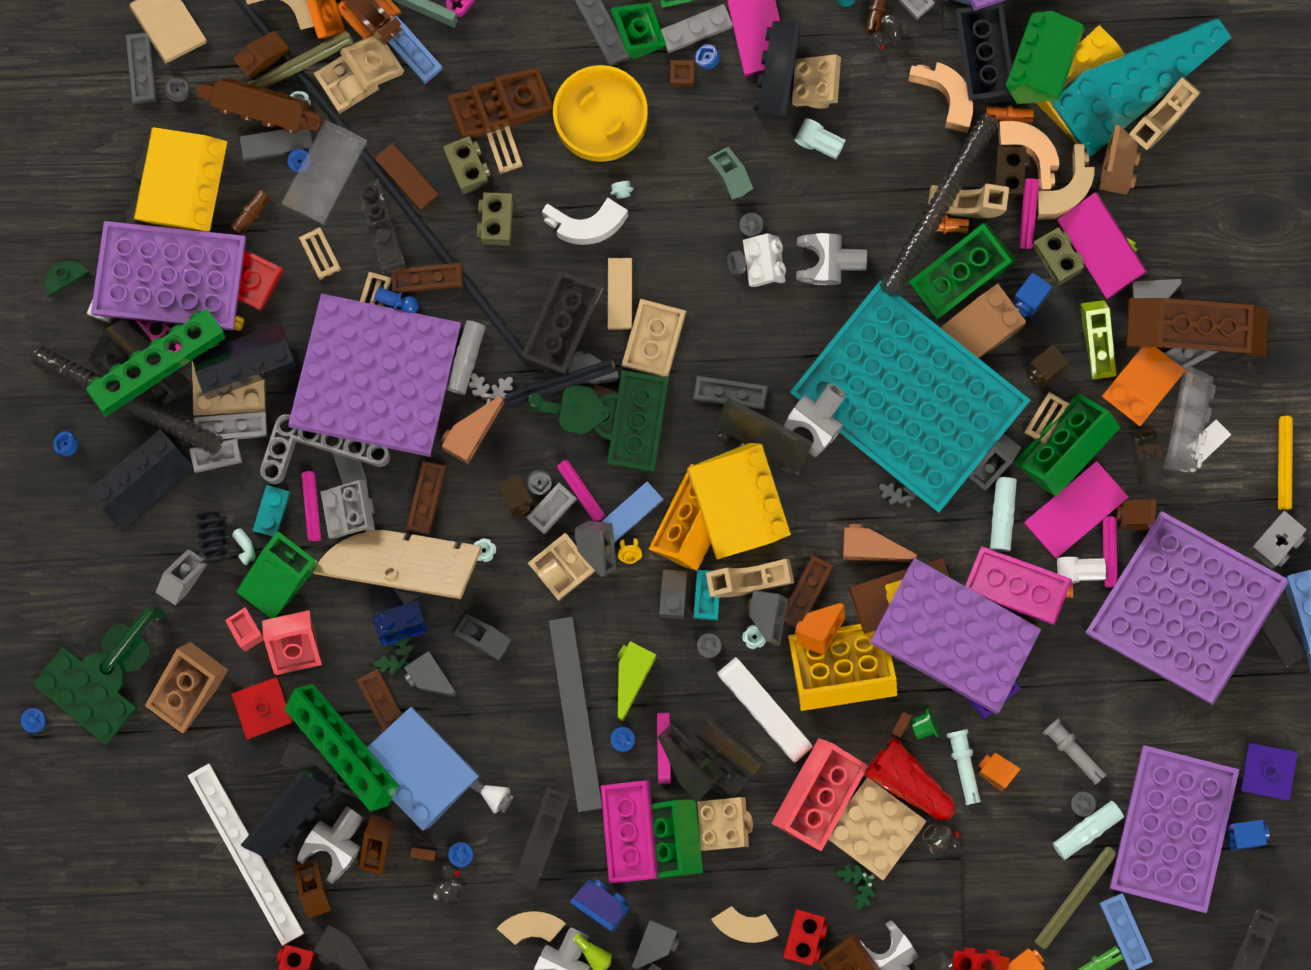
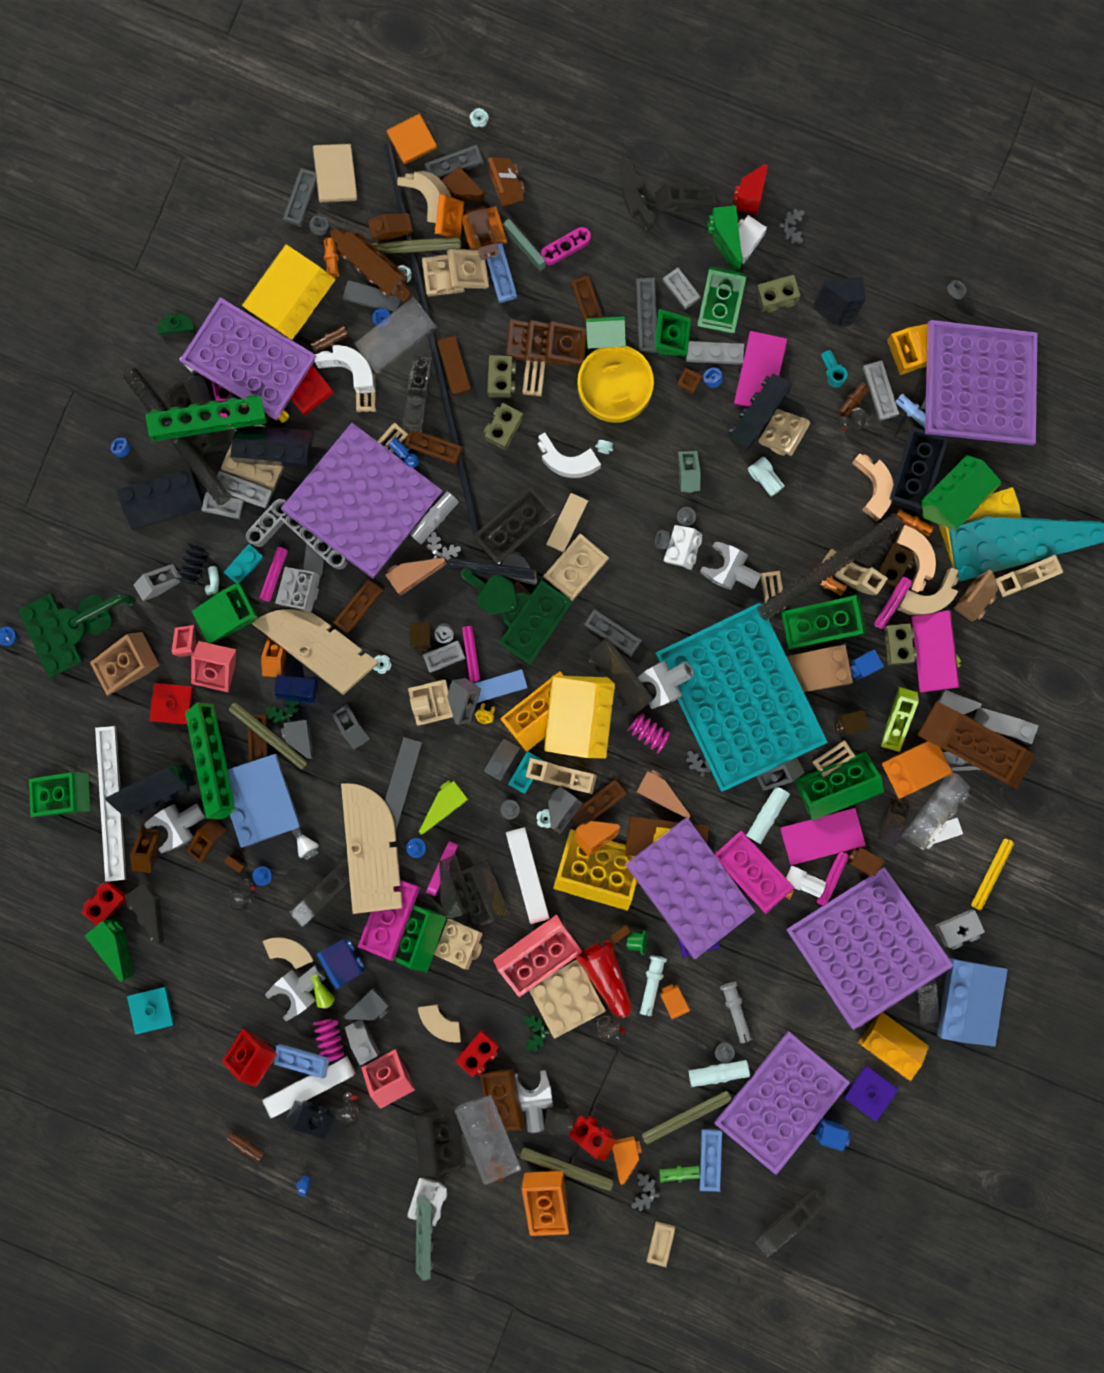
camera: 30 degrees right, 5 degrees up
(181, 872) = (59, 794): none -> green slope
(208, 118) = (331, 257): none -> orange pin
(288, 224) = (352, 360): none -> white arch
(357, 601) = (273, 659): none -> orange slope
(392, 691) = (268, 736): none -> olive axle
(527, 40) = (586, 298): none -> reddish brown tile
(563, 61) = (605, 332): none -> slope
(578, 776) = (370, 858): none -> tan door
(825, 484) = (649, 732): none -> dark pink piece
(875, 260) = (764, 585): none -> tan tile
(1228, 289) = (1007, 726): none -> light grey slope
(1268, 705) = (894, 1045): none -> light orange slope

